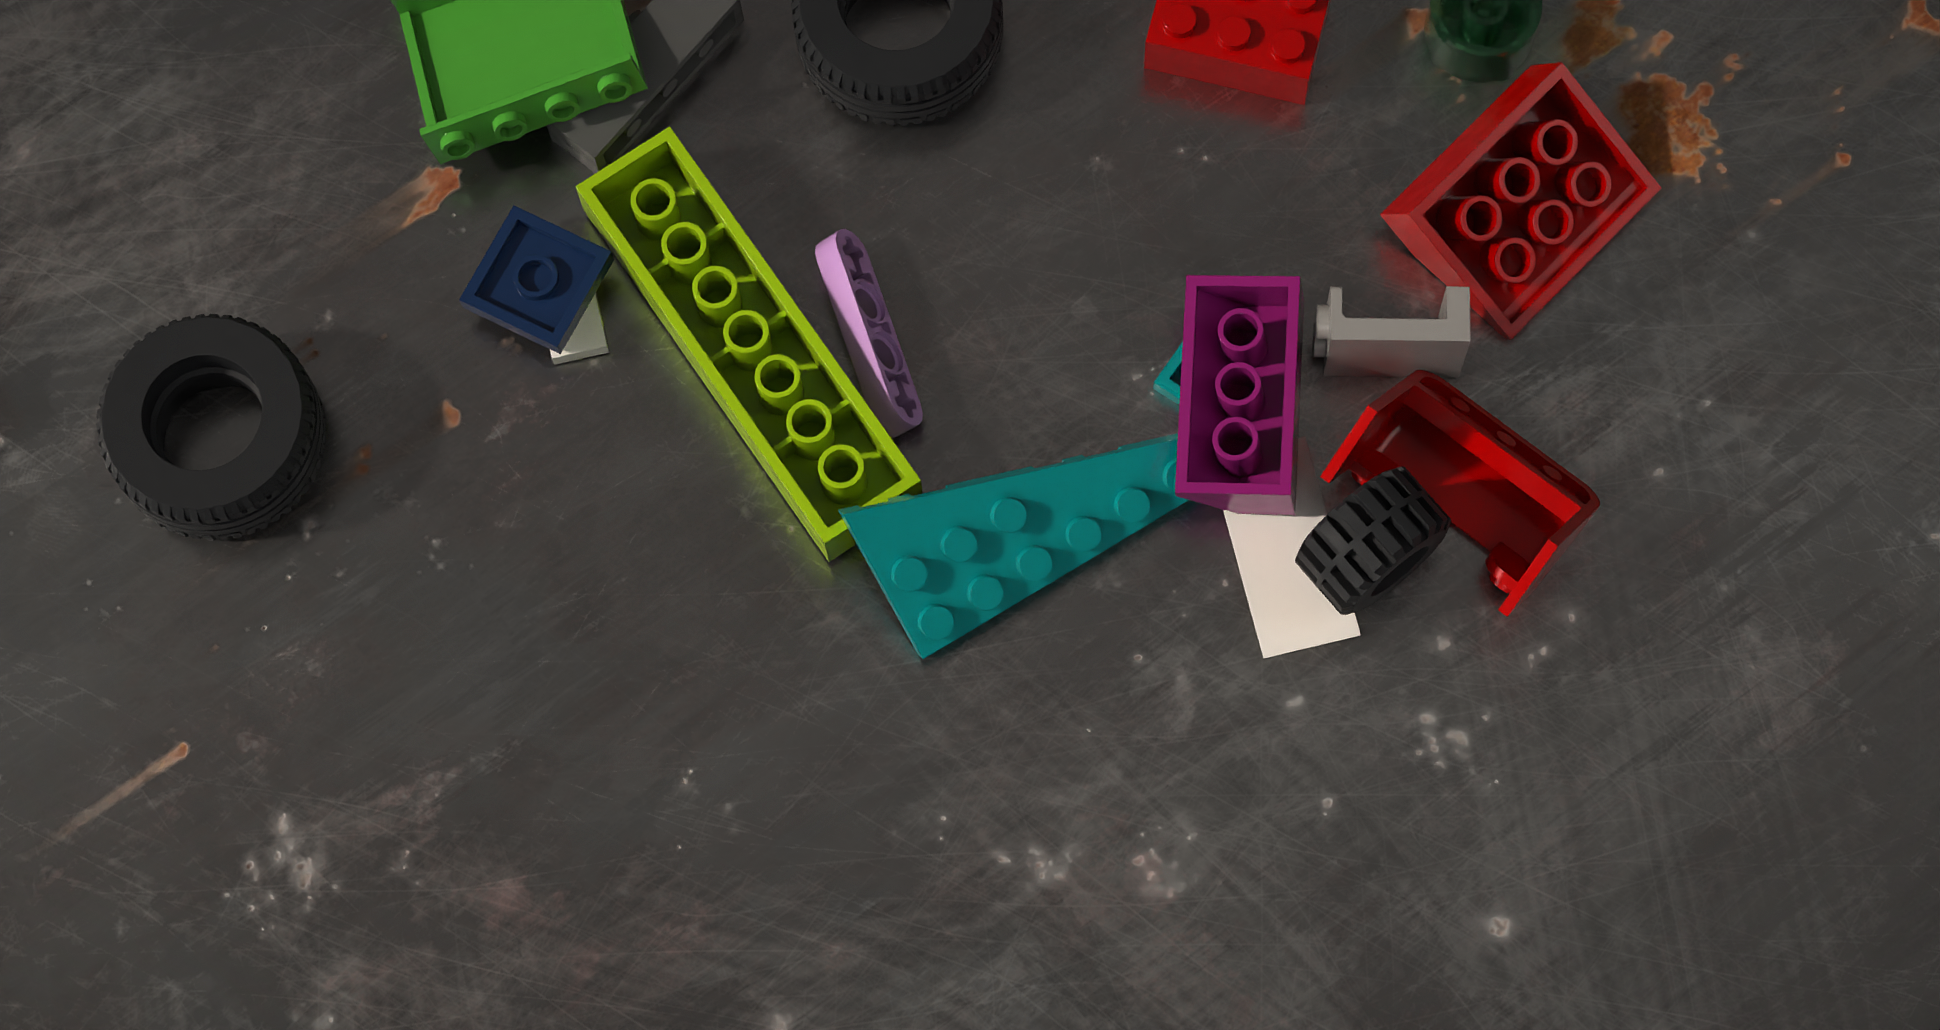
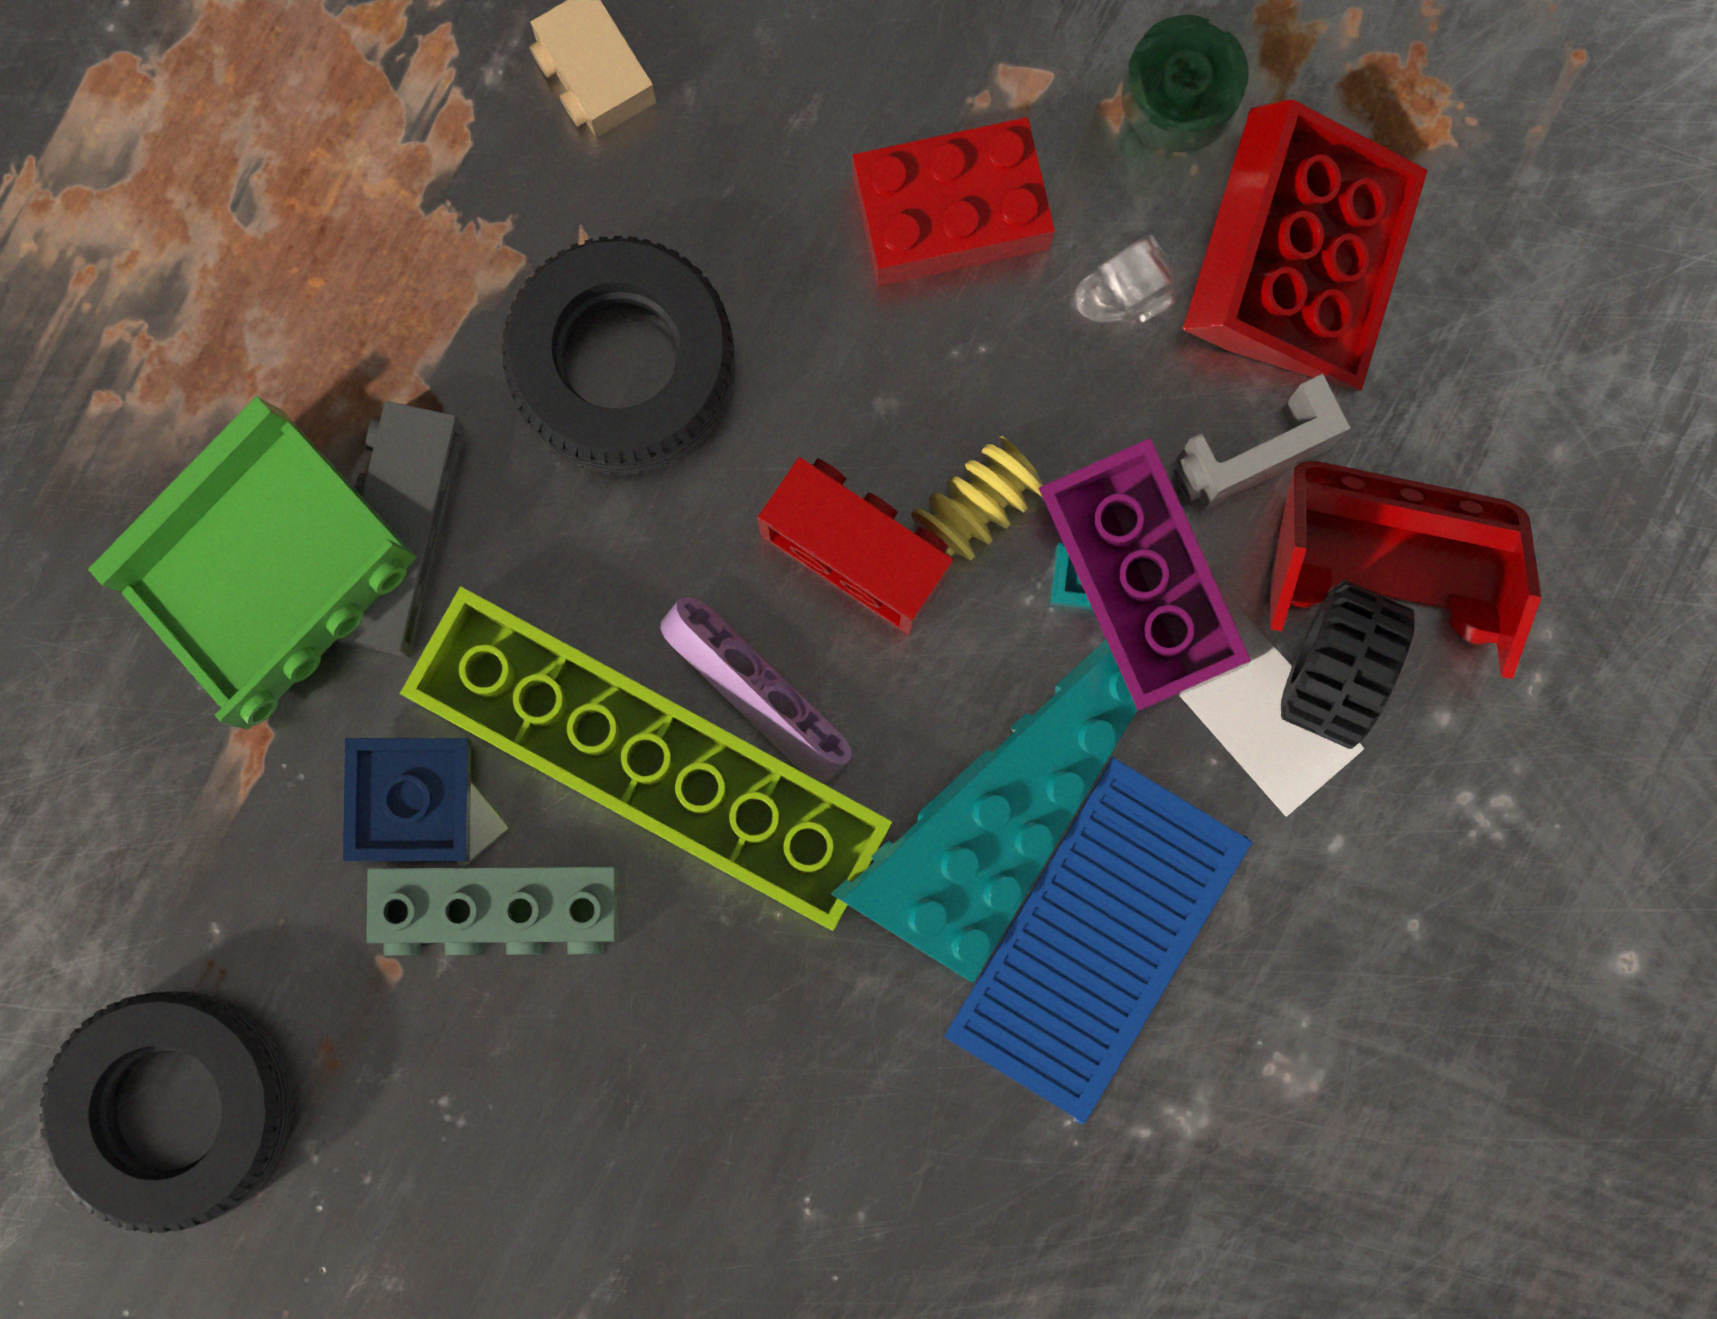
camera: 35 degrees left, 10 degrees up
(560, 401) = (492, 907): none -> sand green brick
(1011, 251) = (855, 543): none -> red brick
(1048, 679) = (1098, 940): none -> blue window
(1133, 270) = (981, 499): none -> light yellow piece
(1363, 158) = (1137, 279): none -> clear piece

